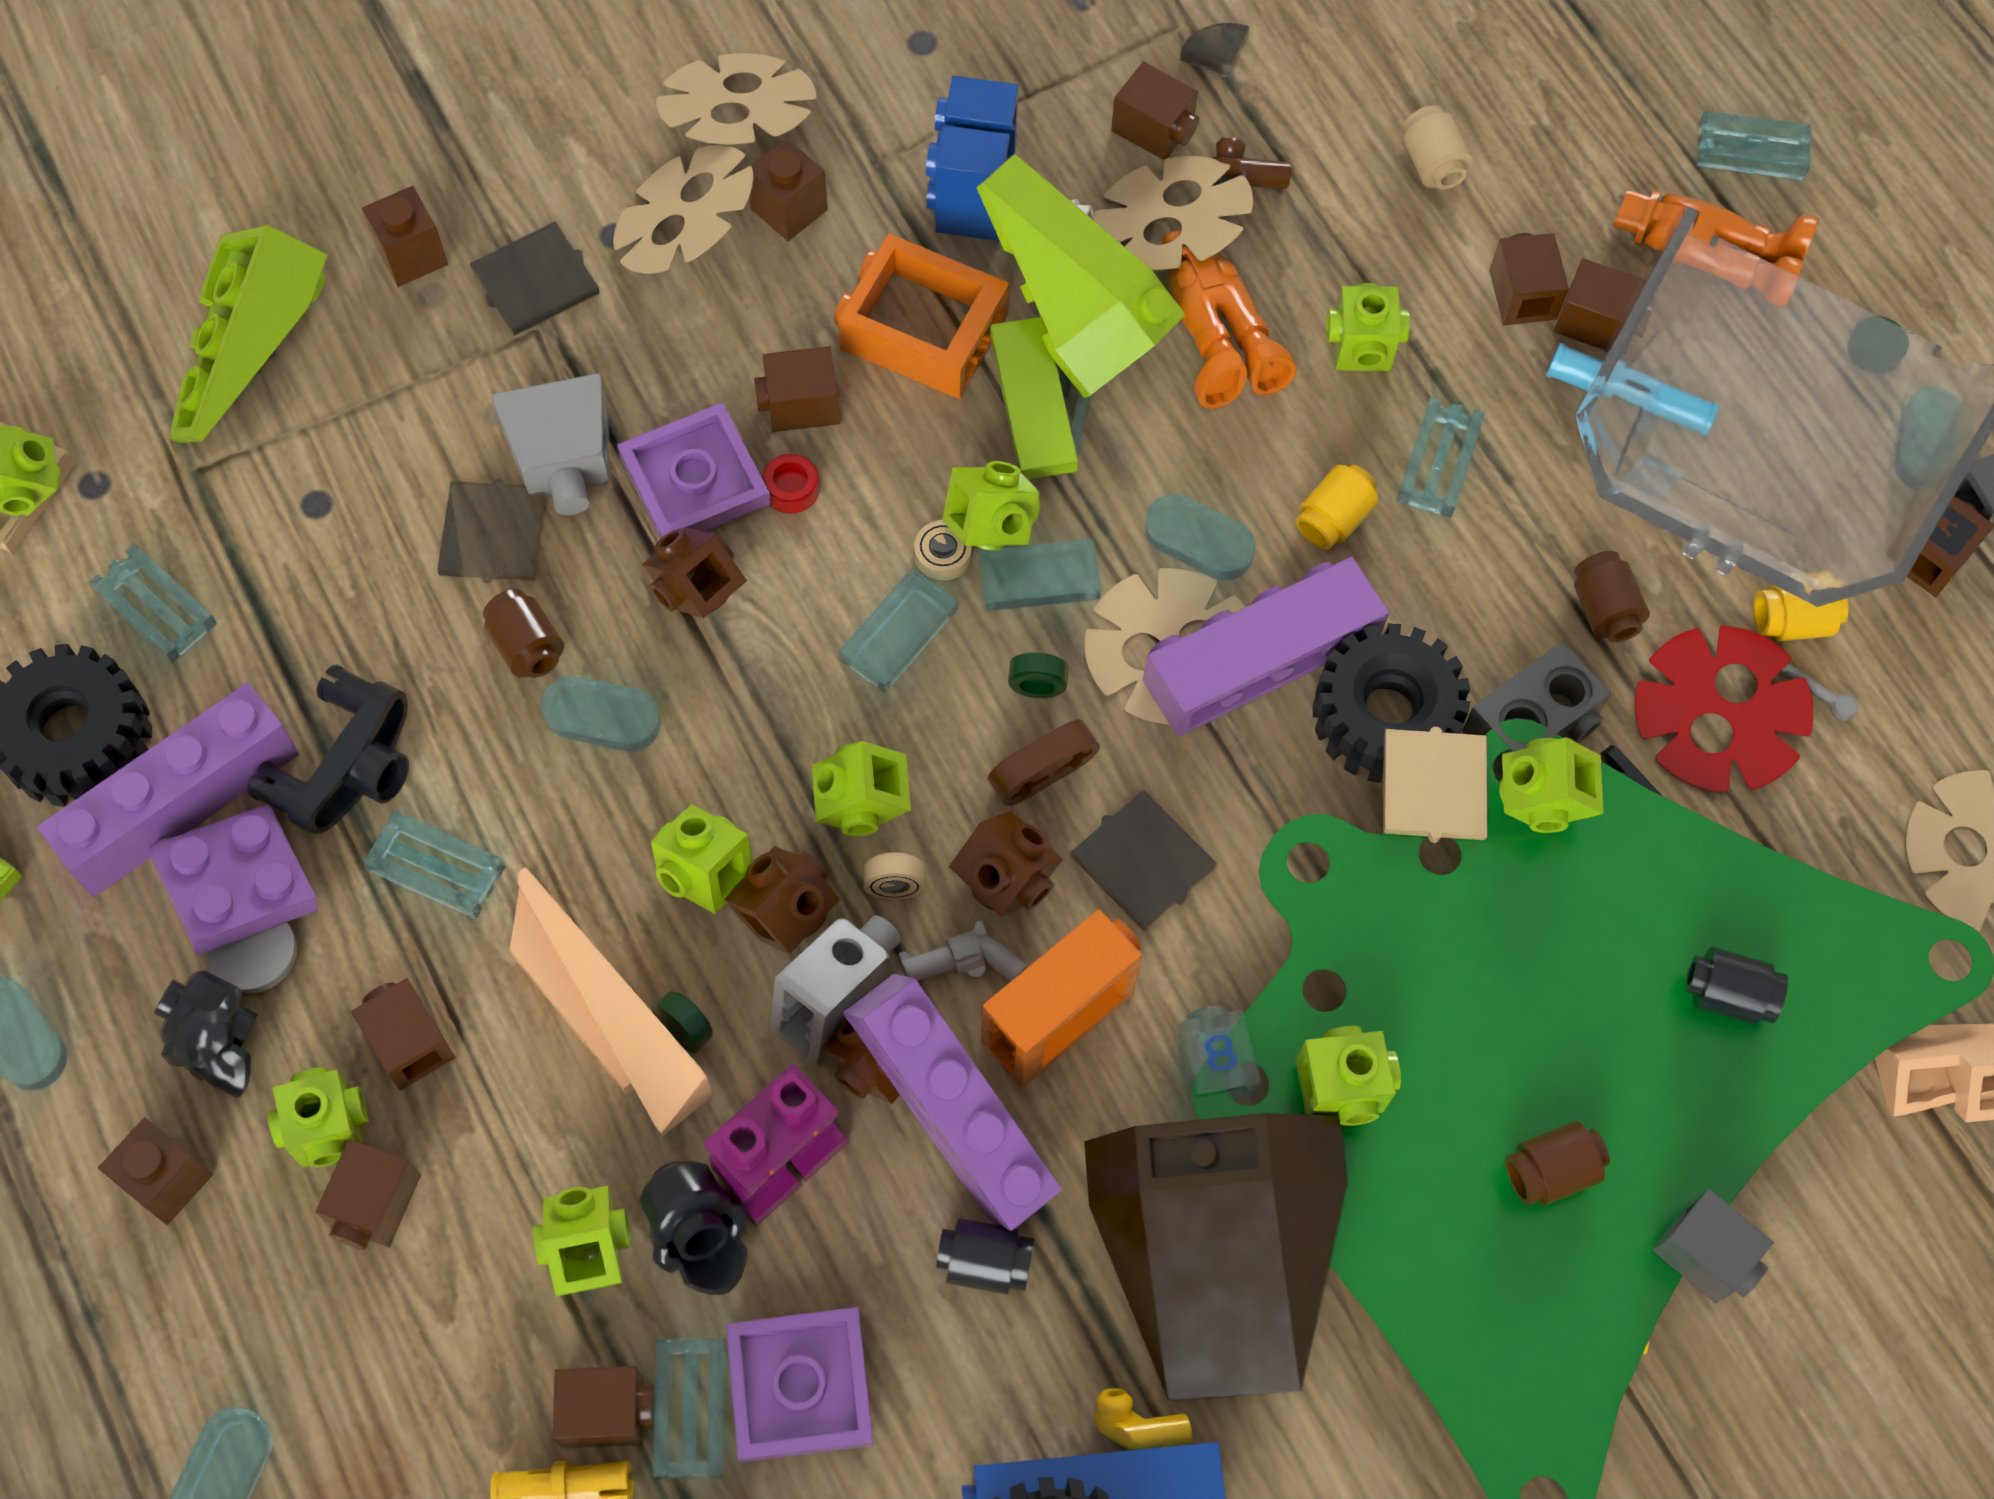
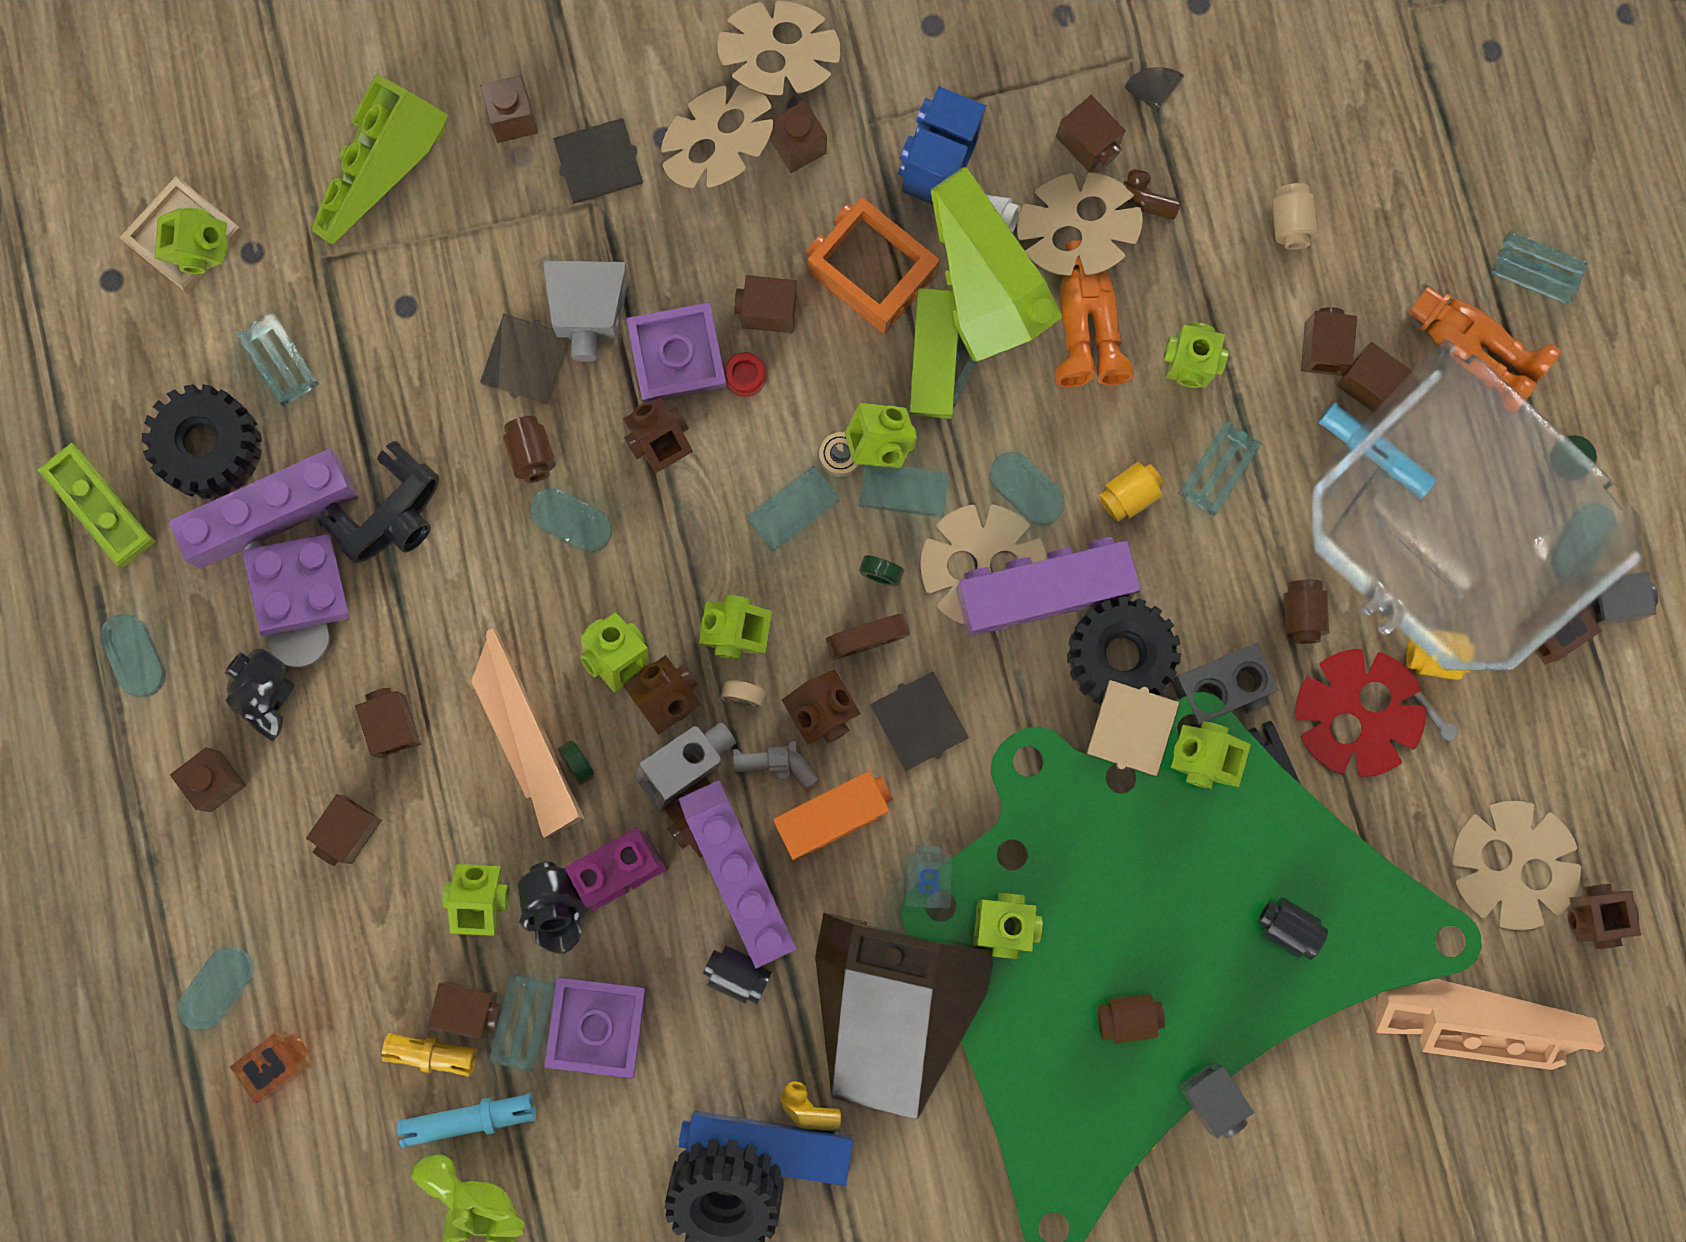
camera: 10 degrees right, 15 degrees up
(320, 1138) = (335, 775): lime brick -> none
(478, 886) = (462, 627): clear light blue tile -> none

